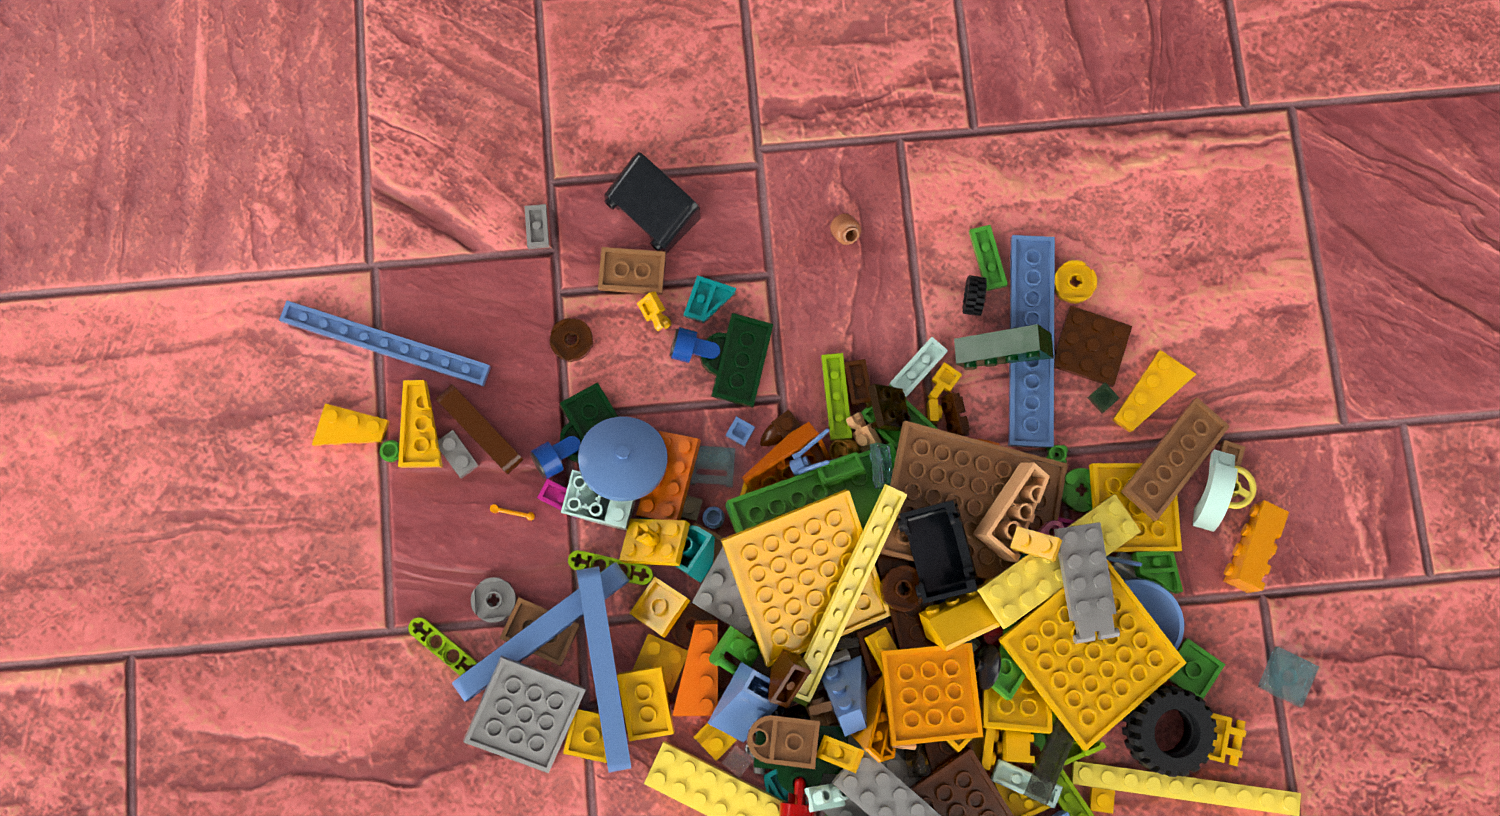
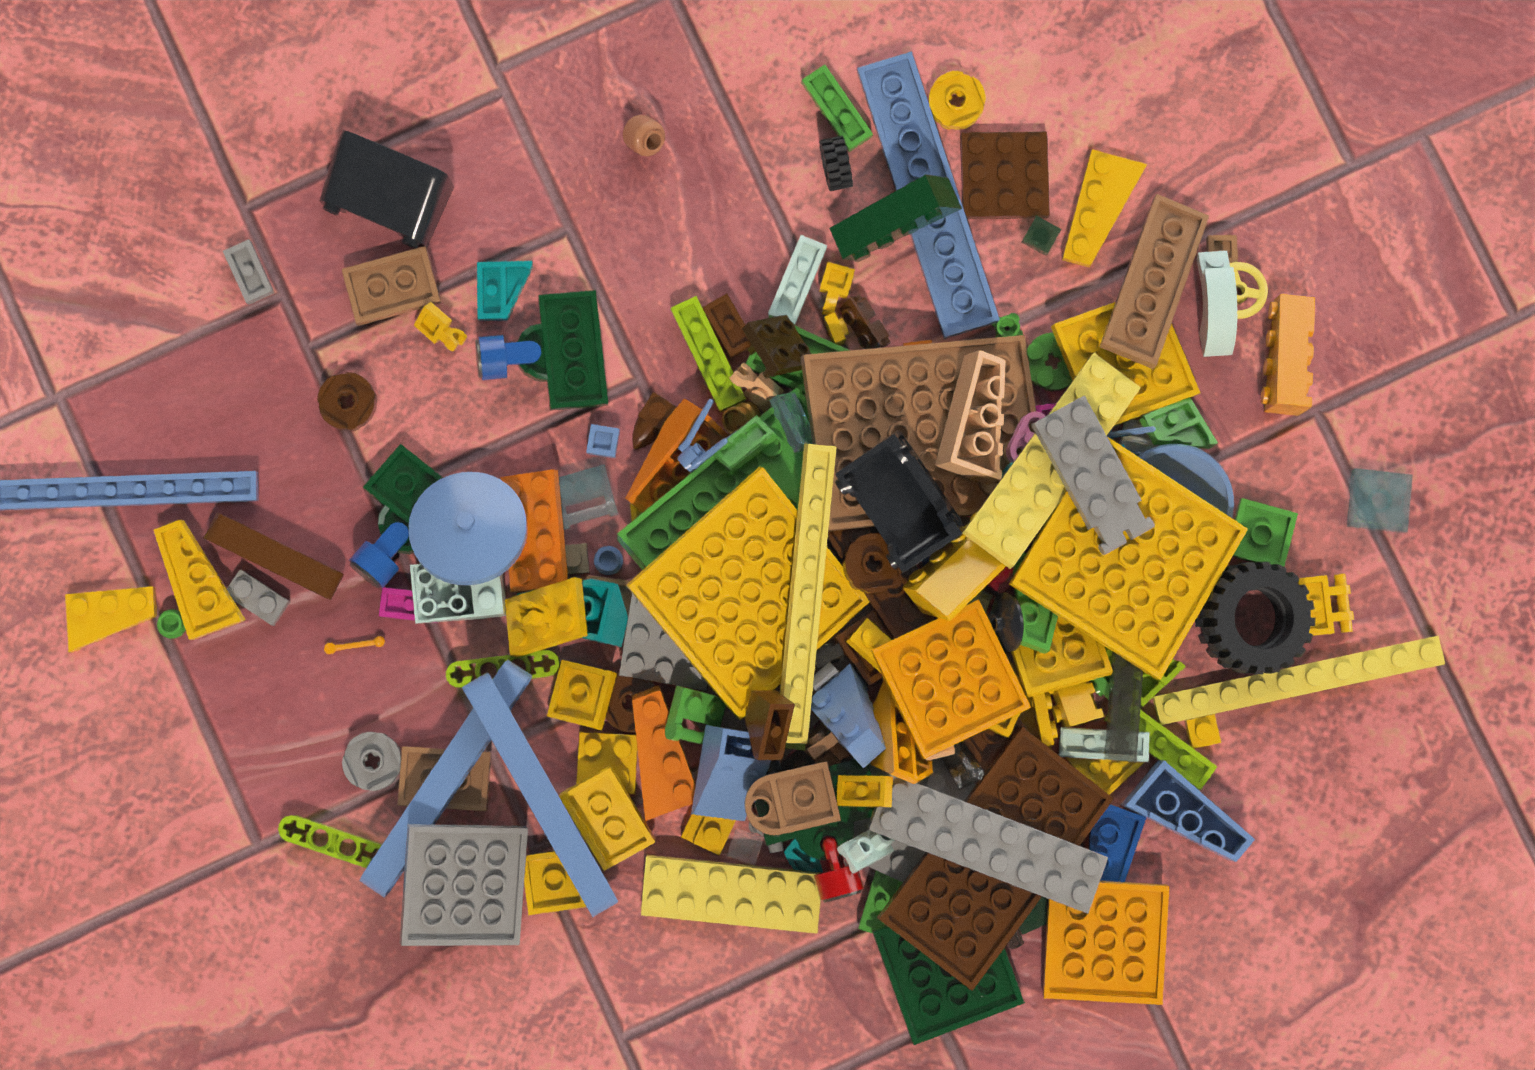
camera: 20 degrees left, 5 degrees up
(1036, 544) = (1015, 450): yellow plate -> none

